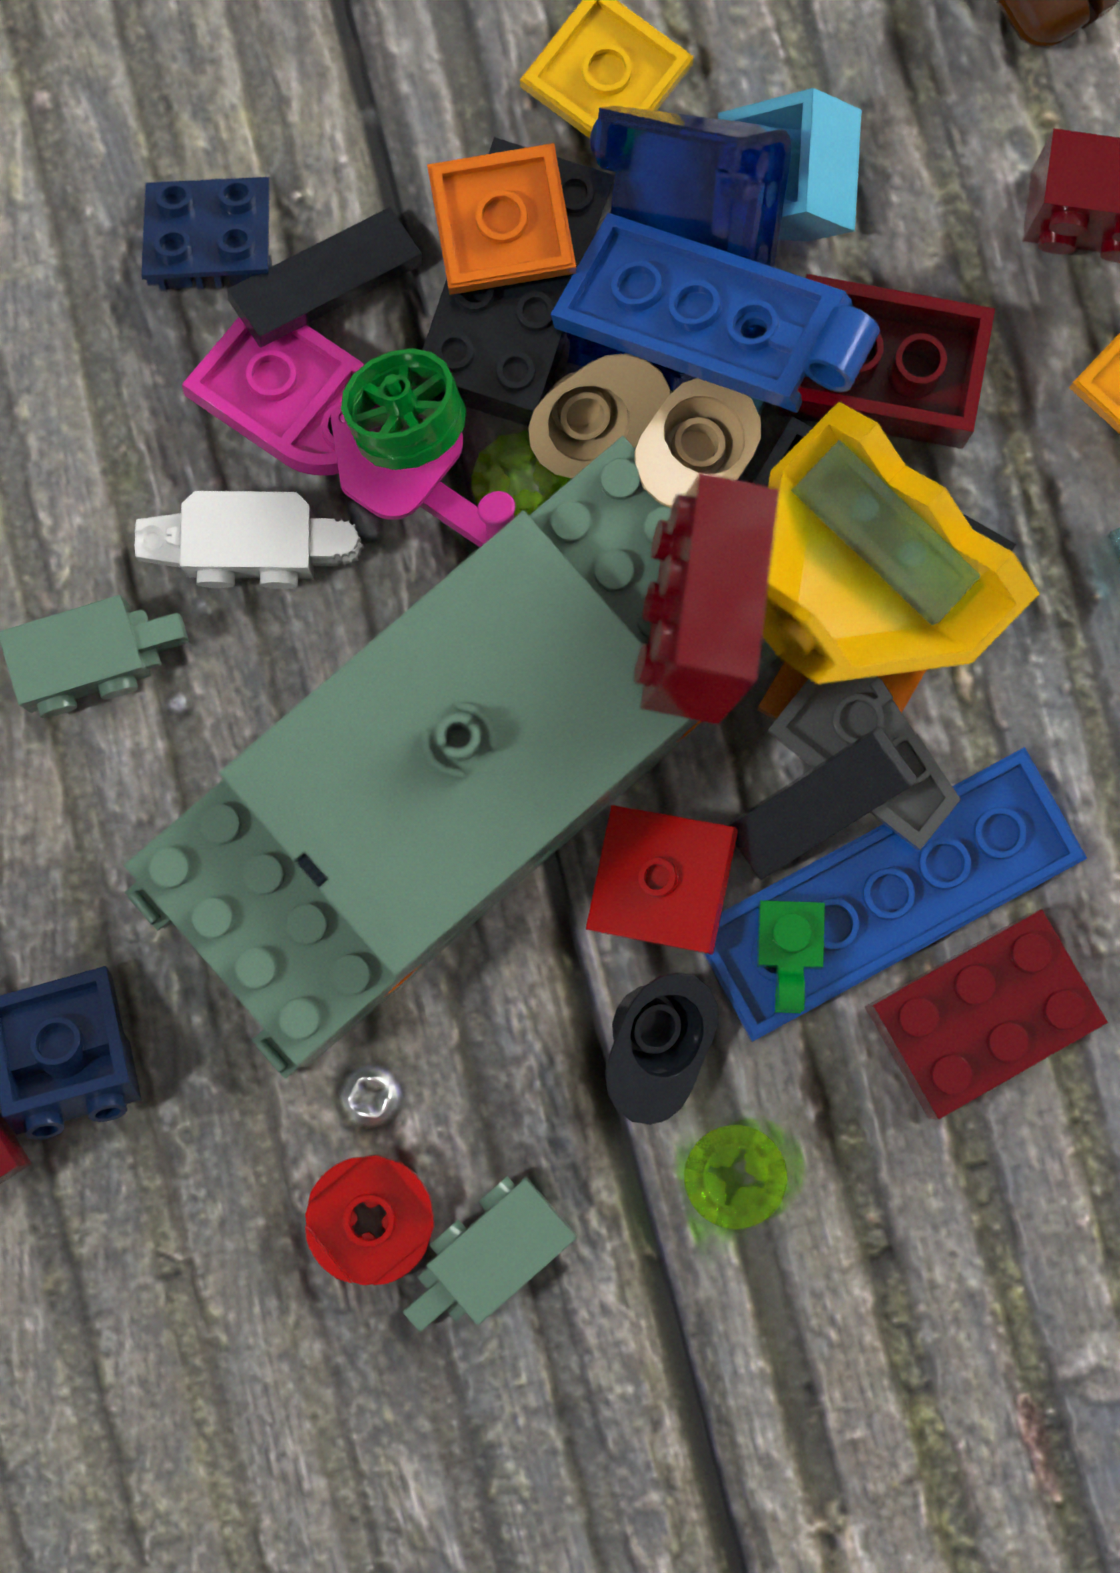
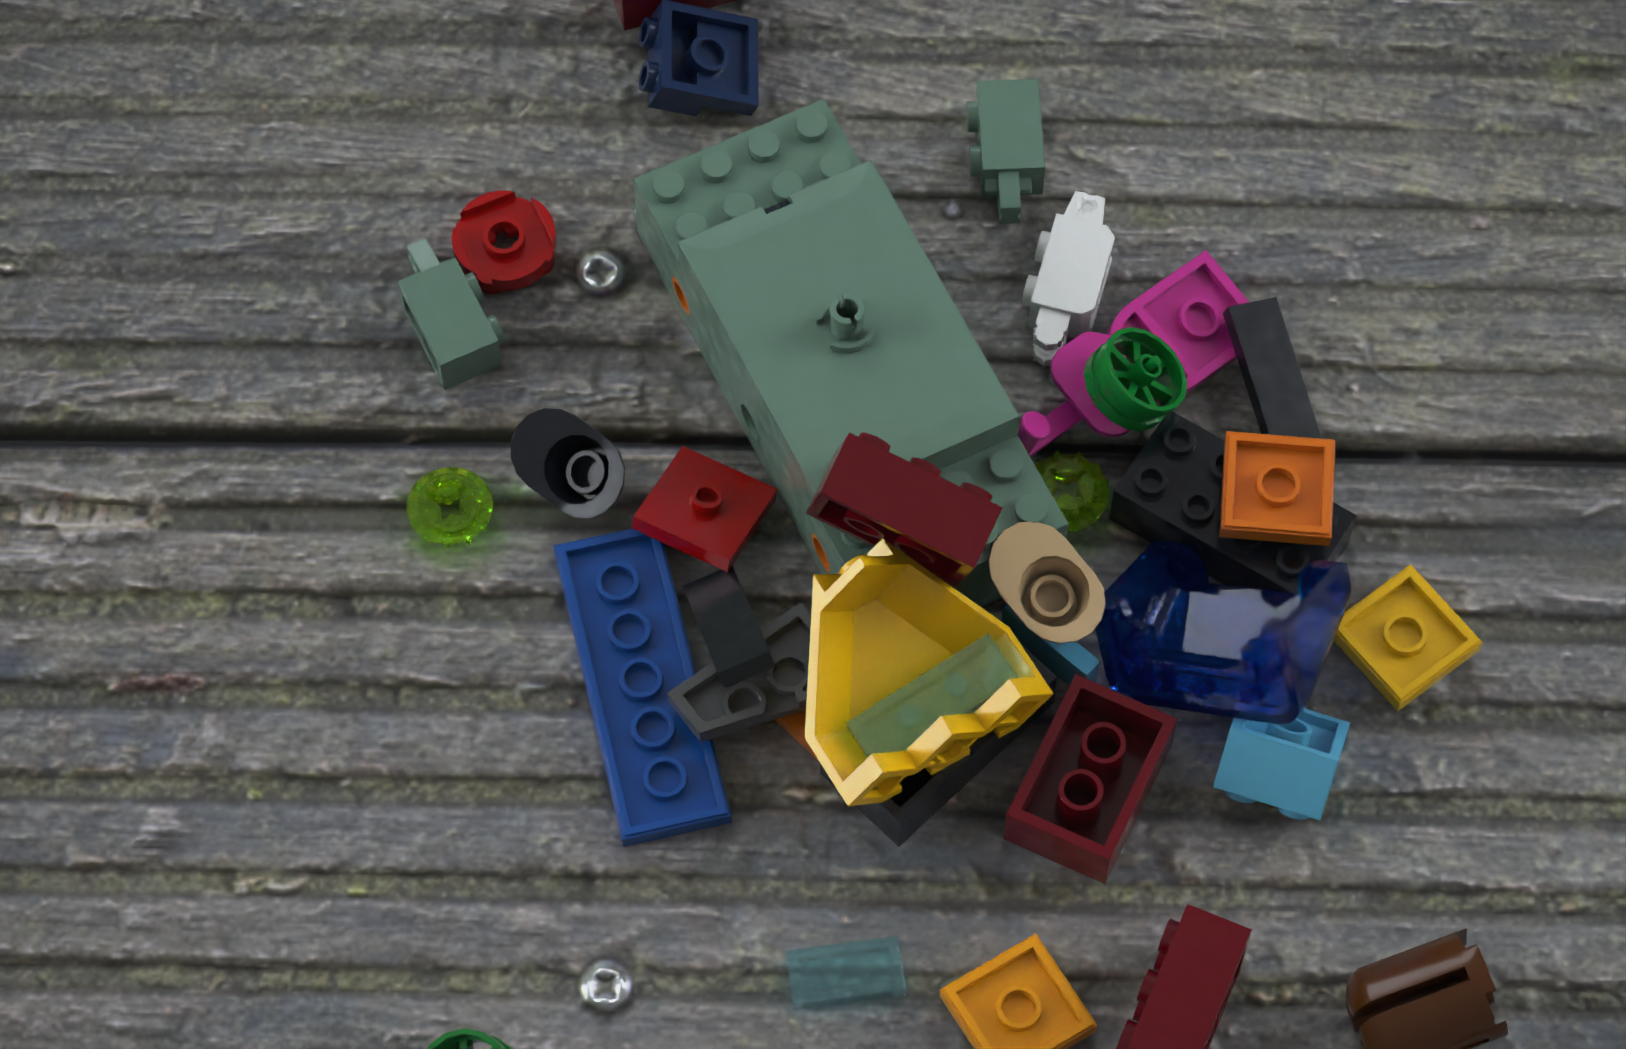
camera: 105 degrees right, 20 degrees down
(205, 231) = (1335, 306): dark blue hinge -> none
(593, 410) = (1104, 532): tan piece -> none
(693, 302) = (1168, 603): blue hinge -> none
(790, 942) = (622, 587): green plate -> none
(986, 1014) = (518, 717): dark red brick -> none

